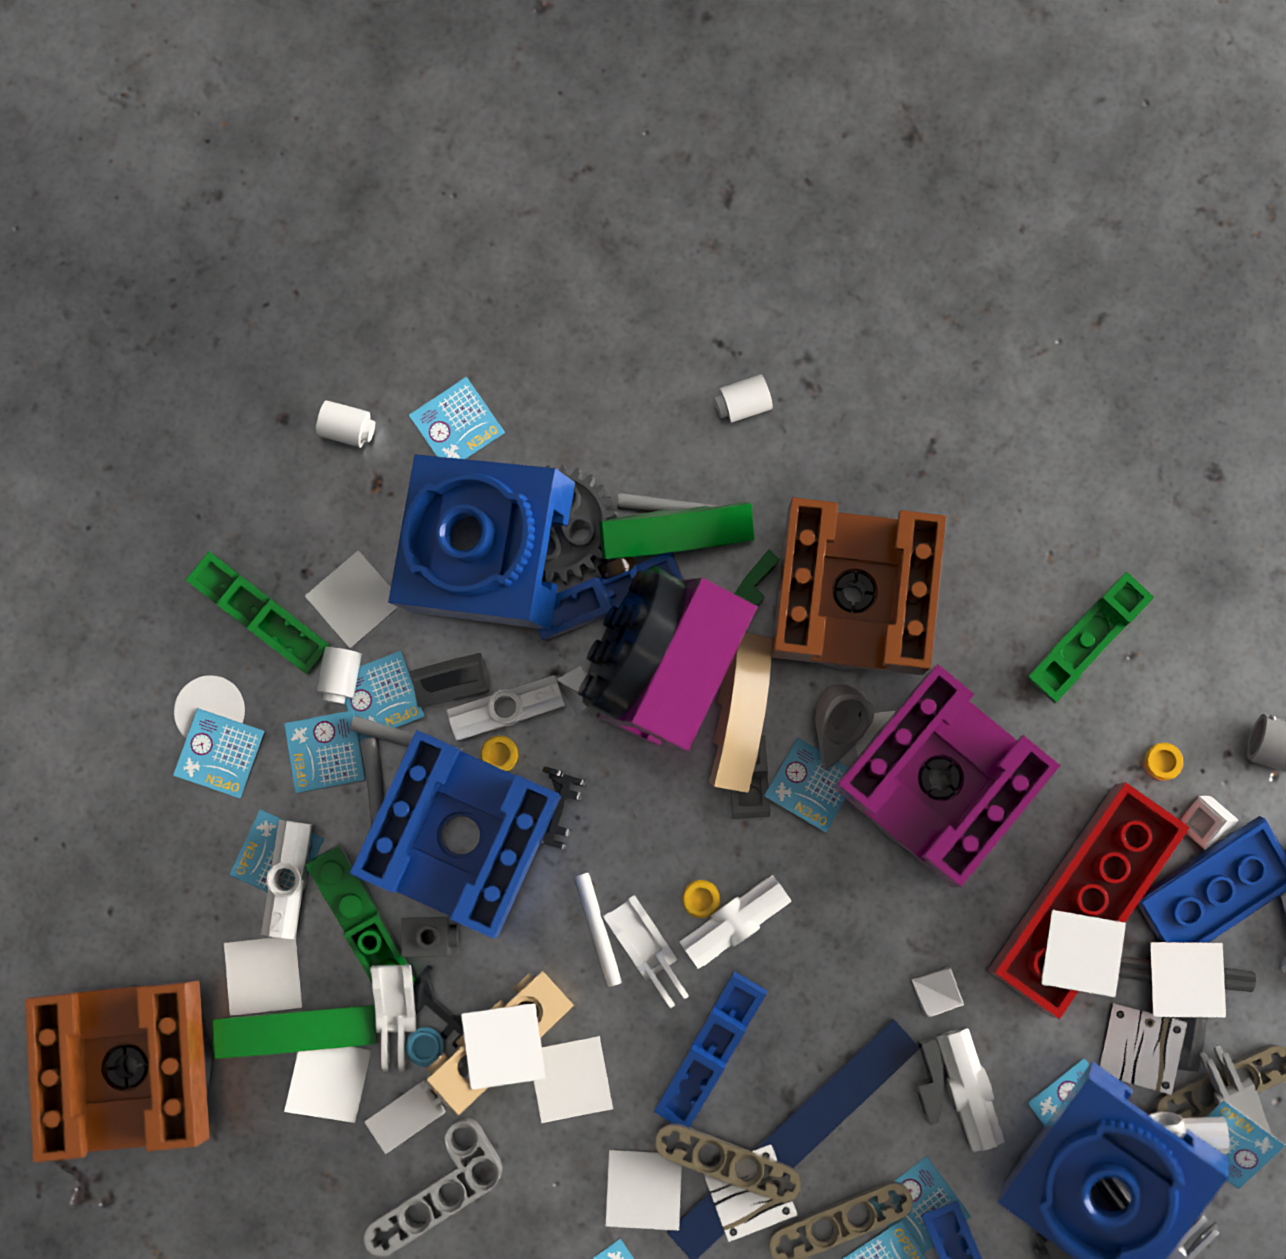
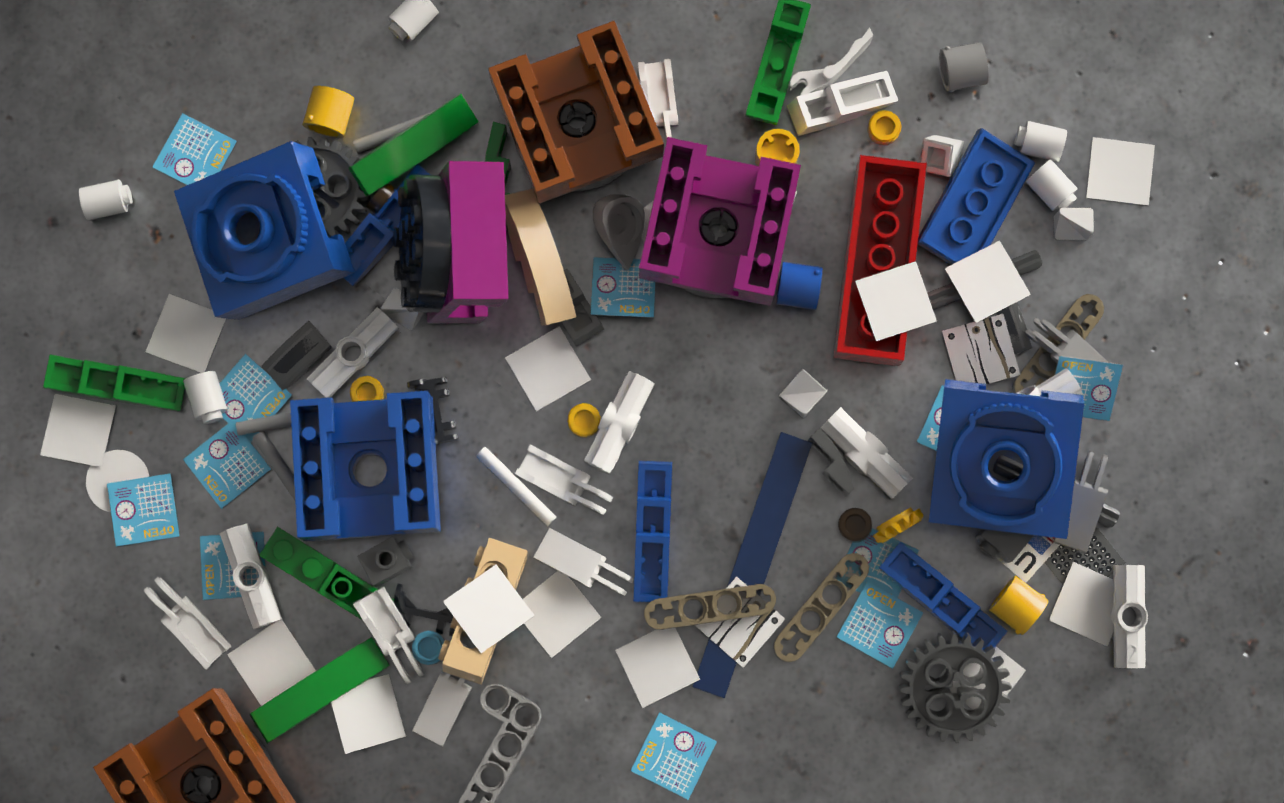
camera: 30 degrees left, 0 degrees up
(198, 639) = (78, 430): none -> white sticker
(202, 894) = (190, 626): none -> white arm
(610, 451) = (328, 111): none -> yellow piece
(617, 1039) = (576, 560): none -> white arm
(692, 826) = (547, 368): none -> white sticker
(919, 1156) = (855, 525): none -> dark brown tile
(954, 600) = (658, 89): none -> white arm
(964, 1183) = (897, 524): none -> yellow gear
(994, 882) = (799, 285): none -> blue piece
(1043, 727) = (777, 145): none -> yellow piece
(1123, 678) = (820, 79): none -> white arm
(1132, 714) = (841, 102): none -> white slope

